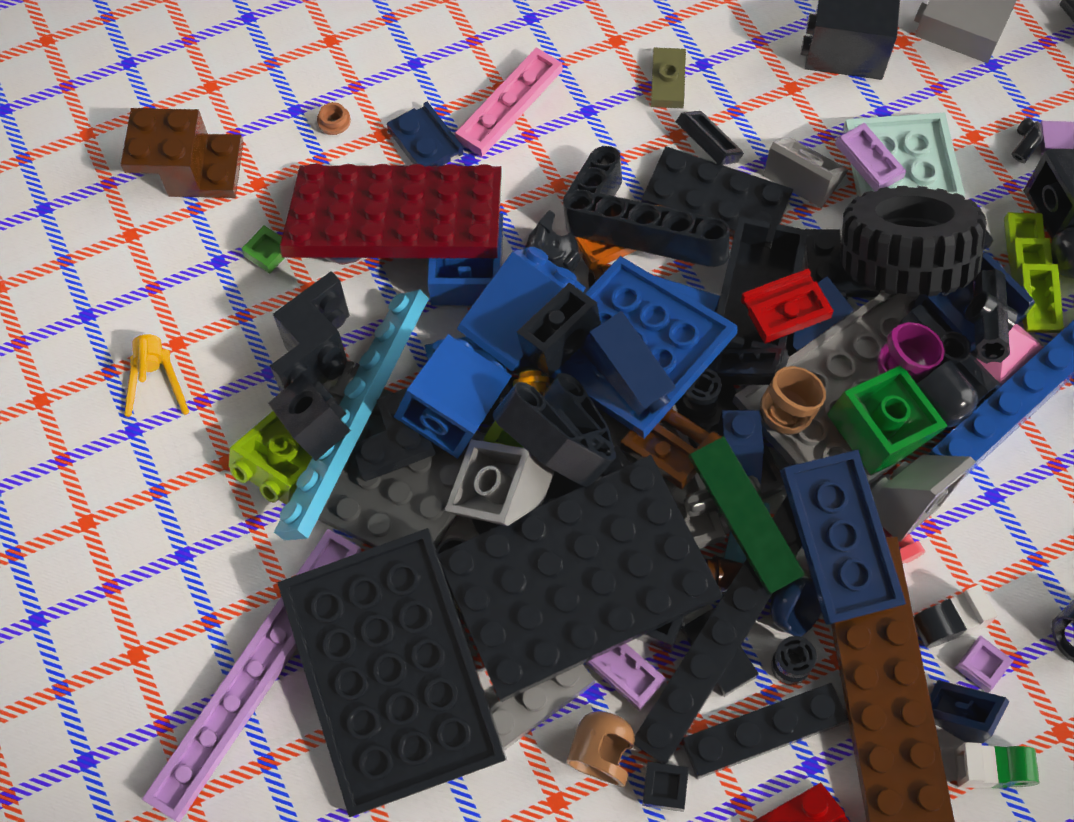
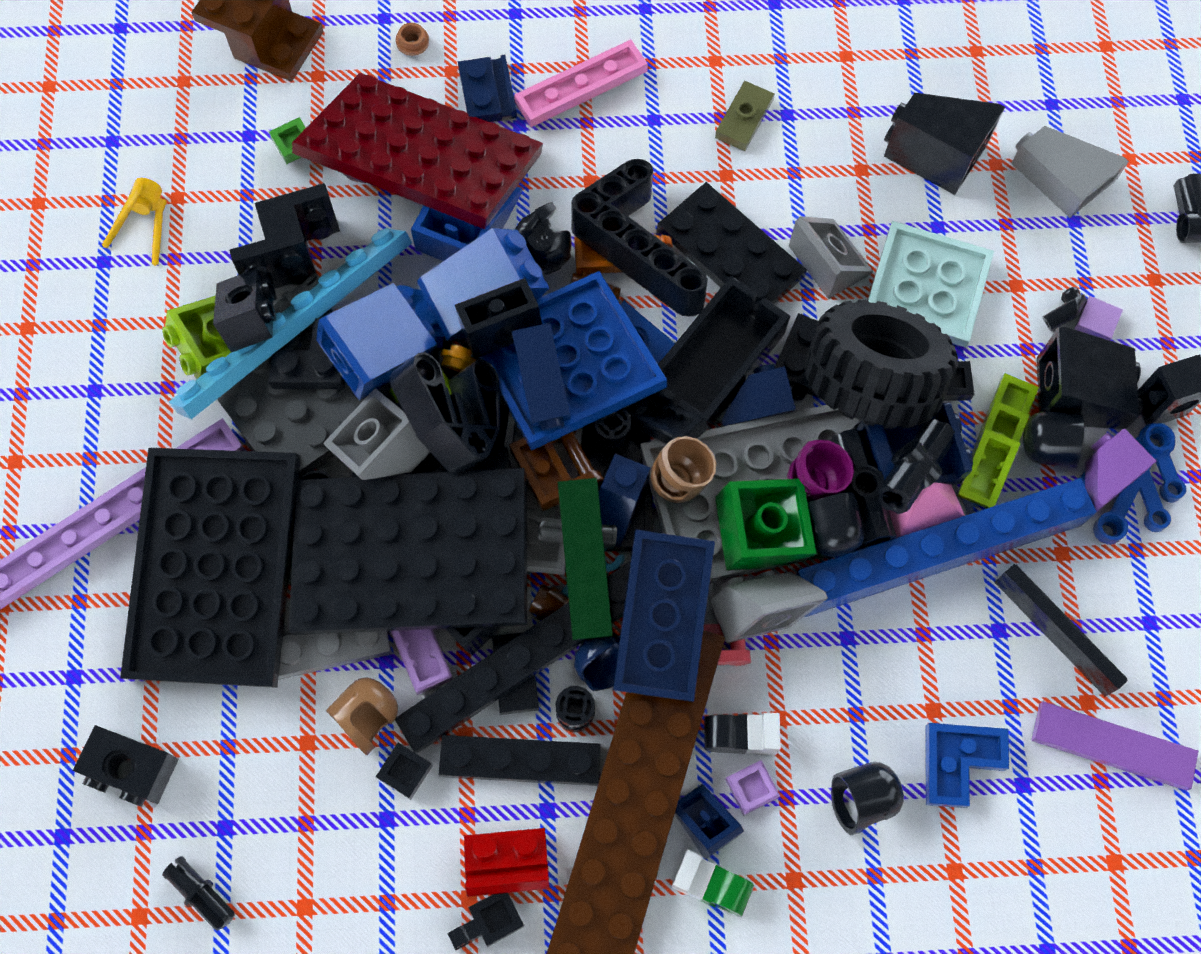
camera: 20 degrees right, 5 degrees up
(709, 137) = (752, 189): black tile -> none
(786, 305) = (727, 379): red plate -> none
(870, 157) = (892, 267): lavender plate -> none

